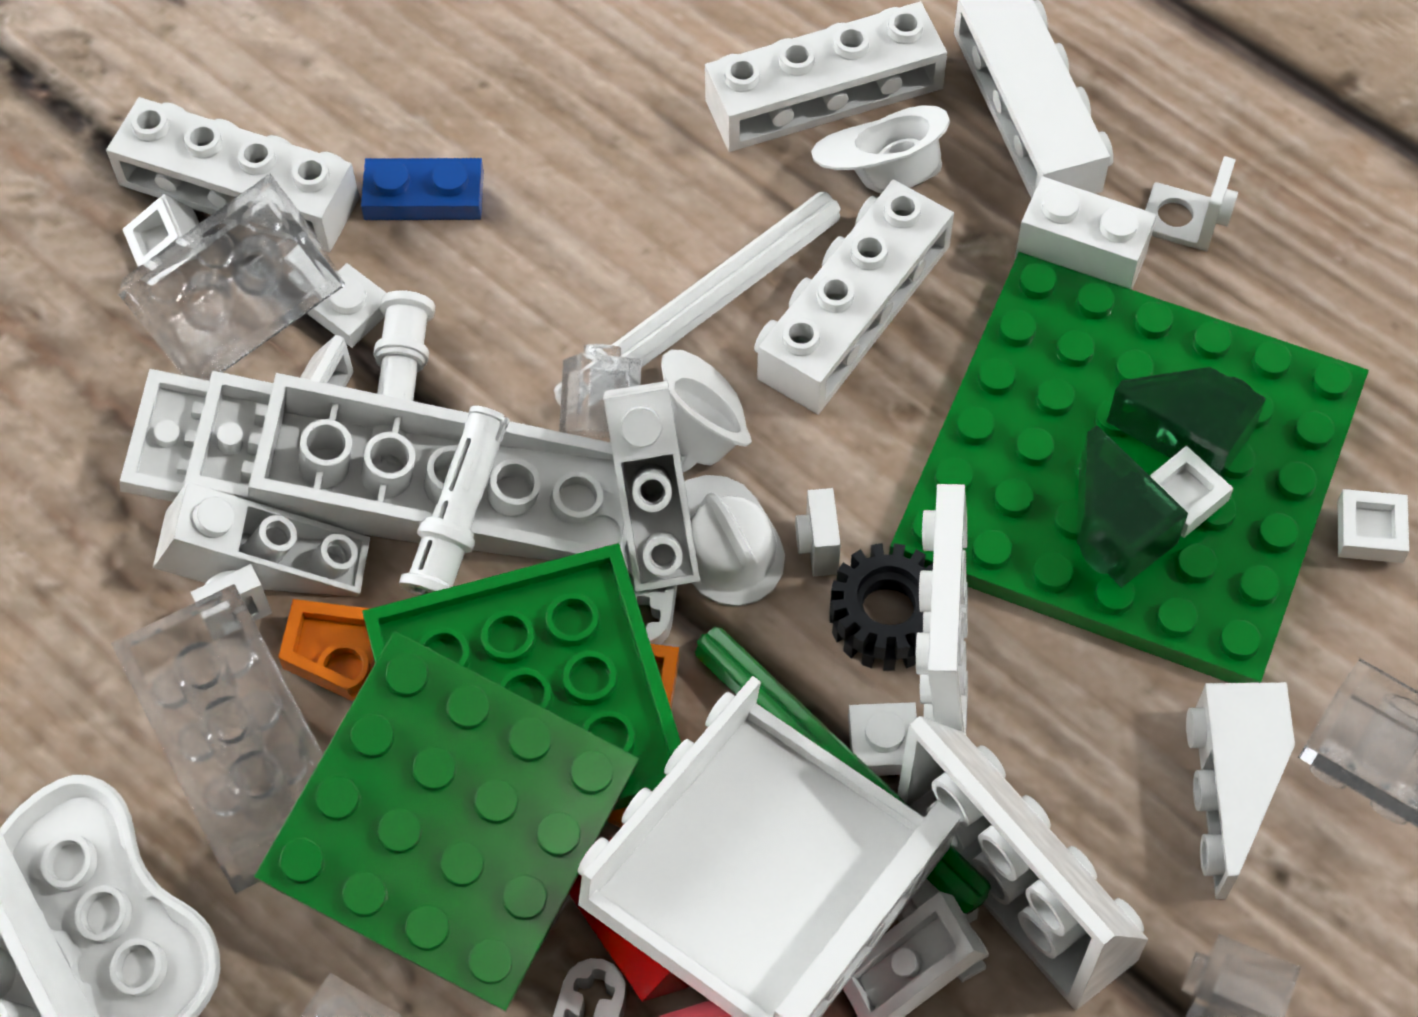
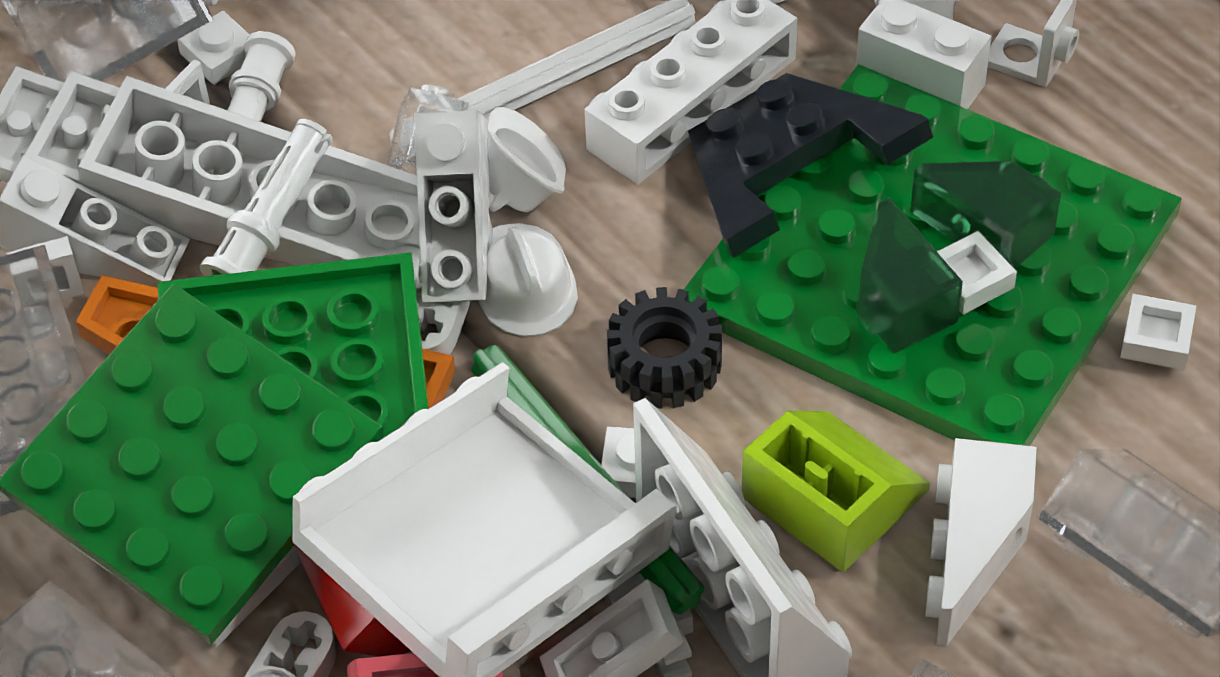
camera: 10 degrees right, 10 degrees down
(819, 532) = (610, 273): white plate -> none
(944, 604) = (703, 336): white plate -> none
(957, 348) = (781, 132): none -> black wing
(1086, 744) = (827, 484): none -> lime slope

